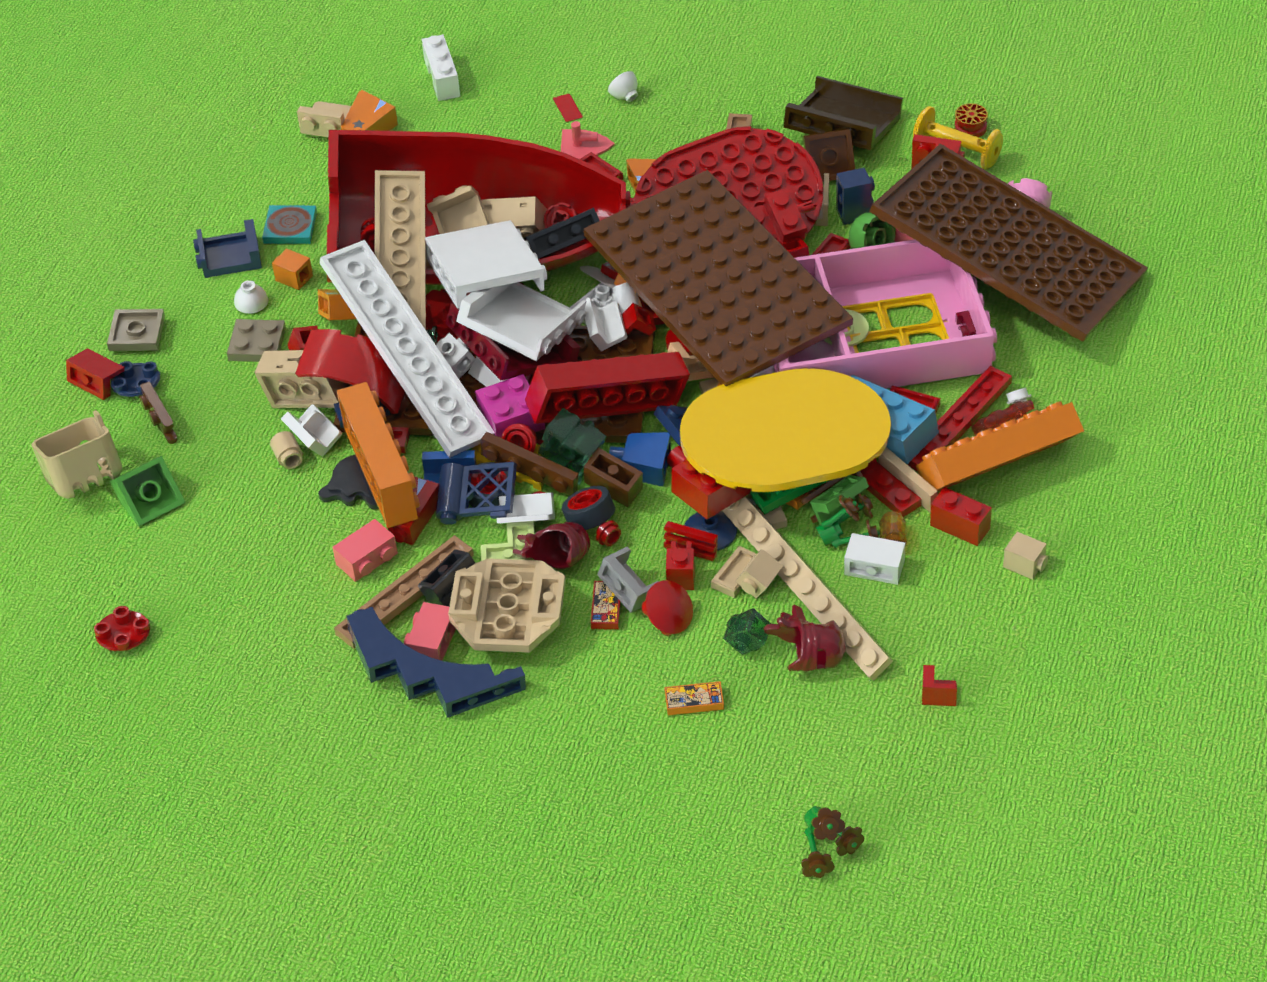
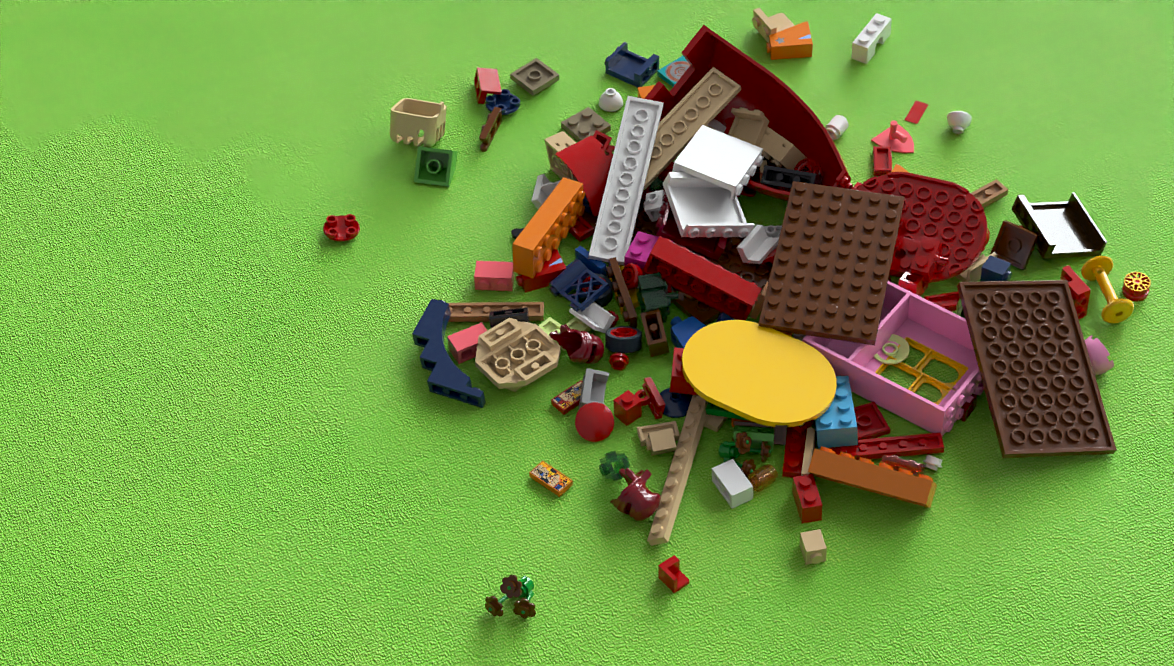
camera: 45 degrees right, 0 degrees up
(286, 449) = (523, 195): tan brick -> none

